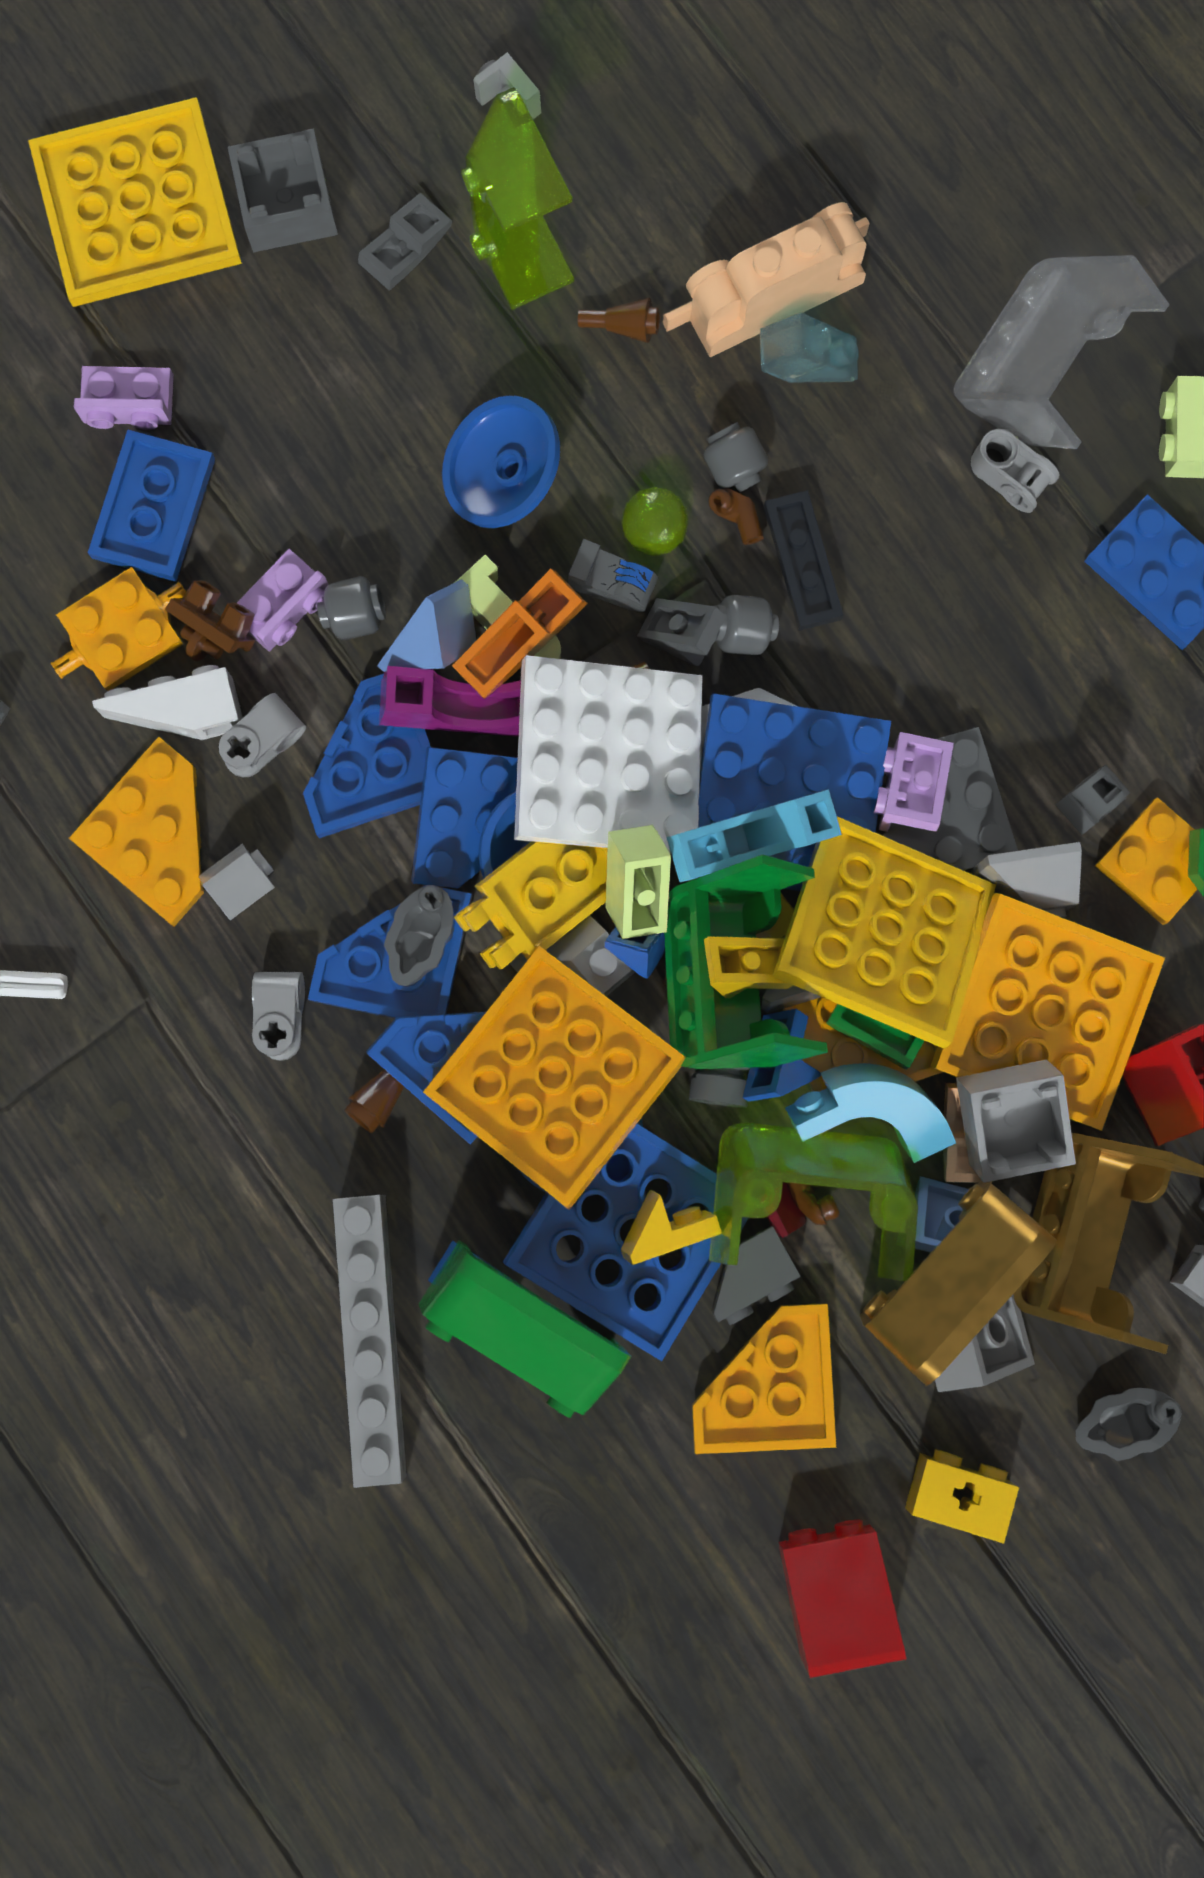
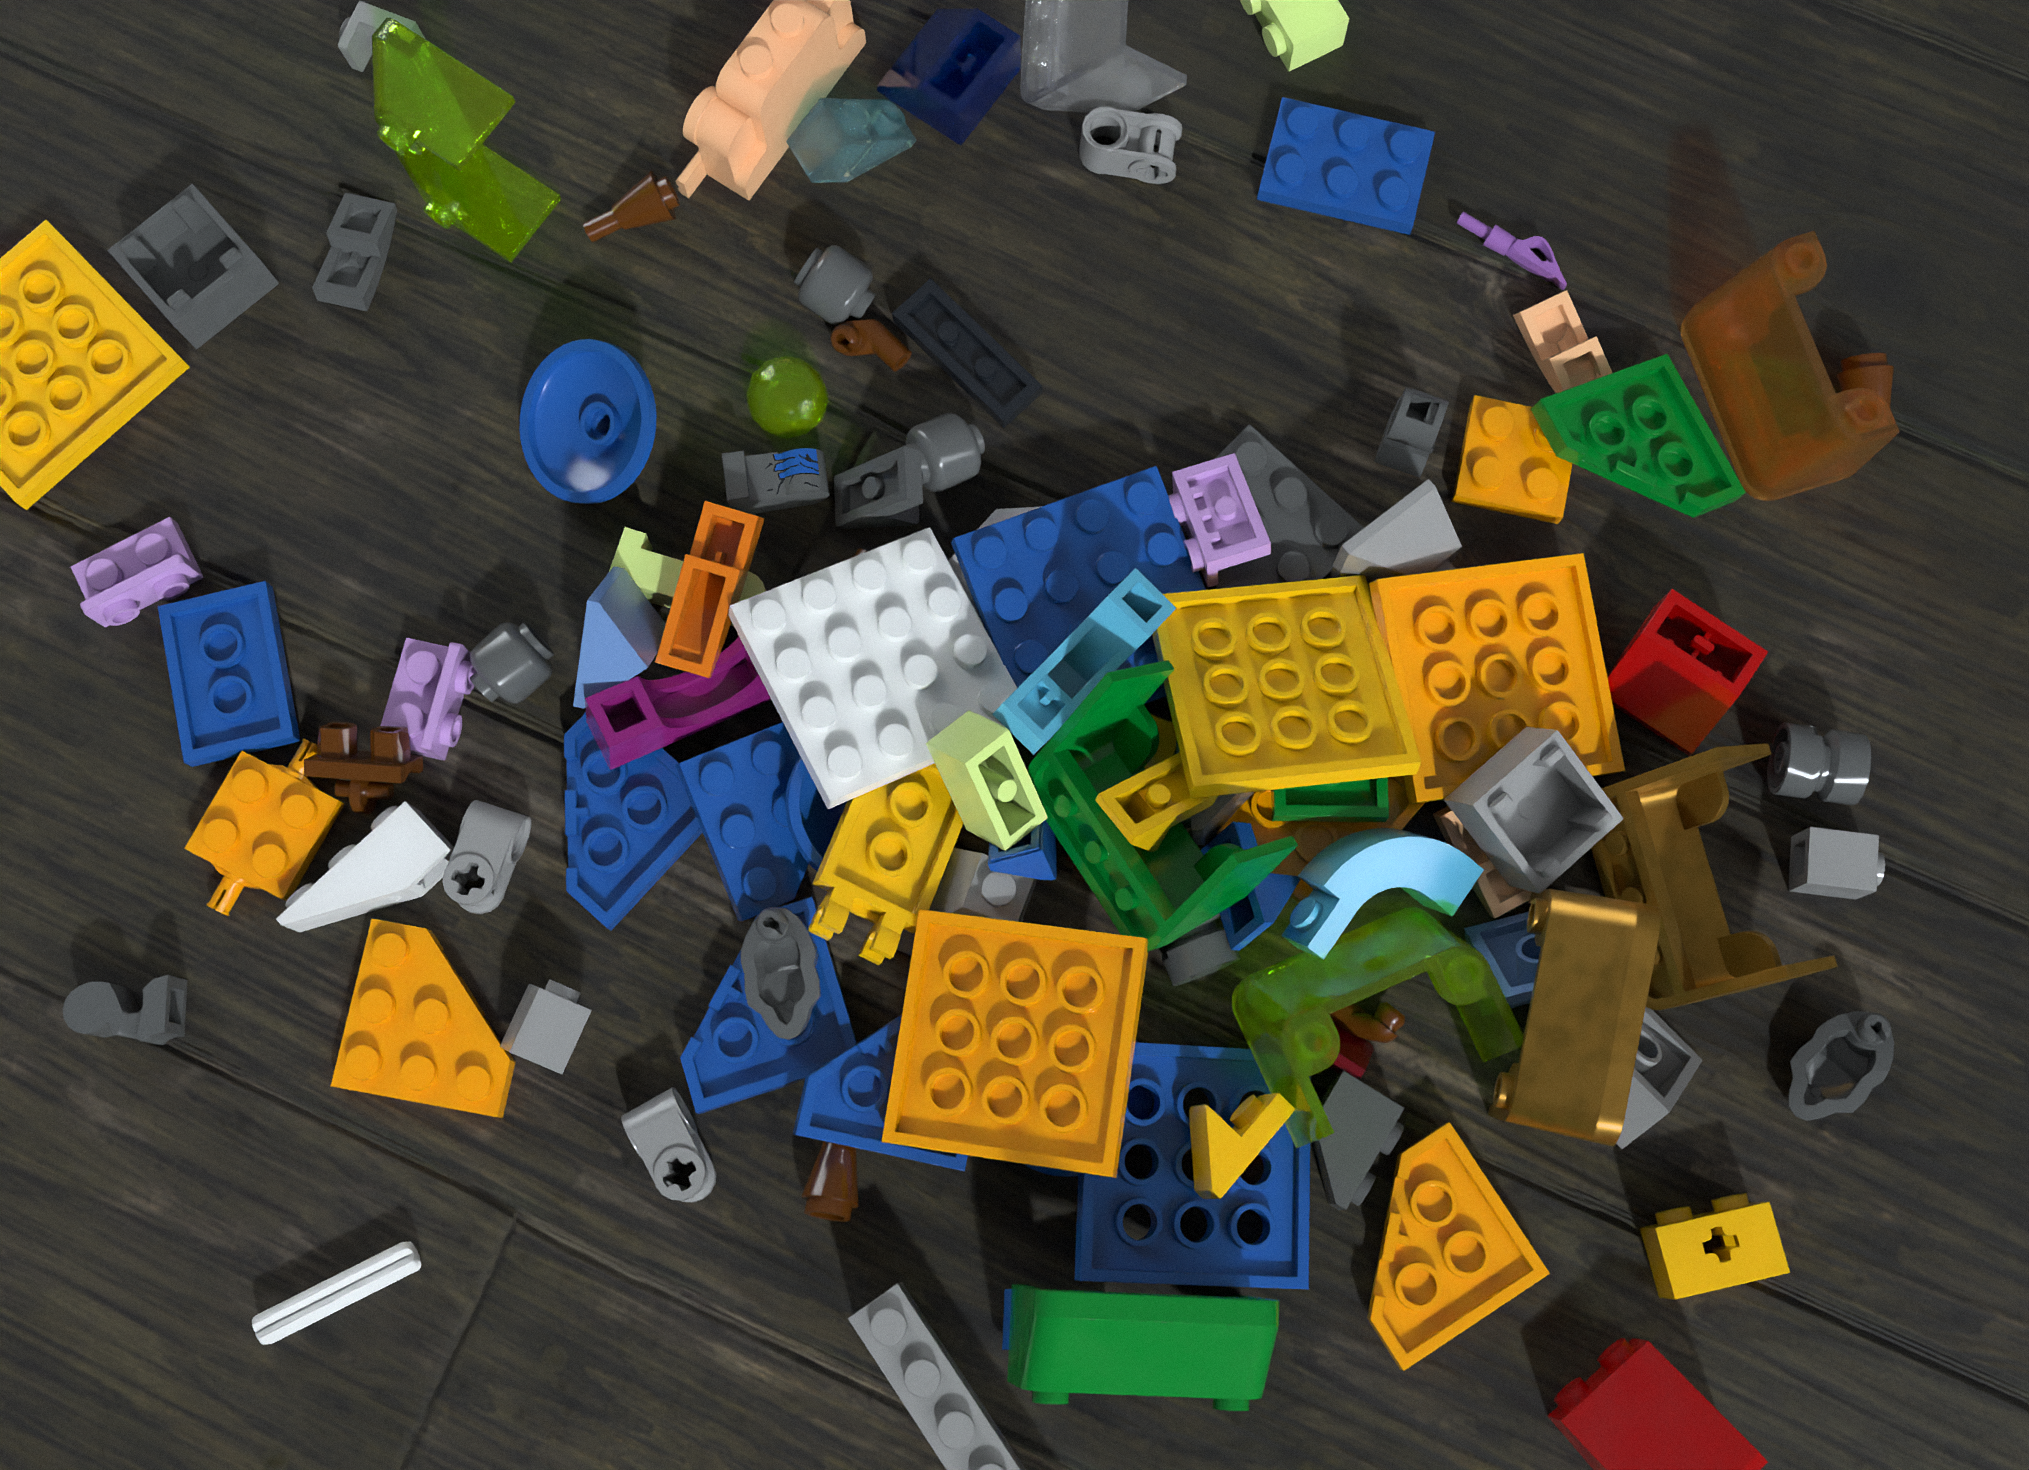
camera: 25 degrees left, 5 degrees down
(914, 341) = (954, 70): none -> clear blue slope

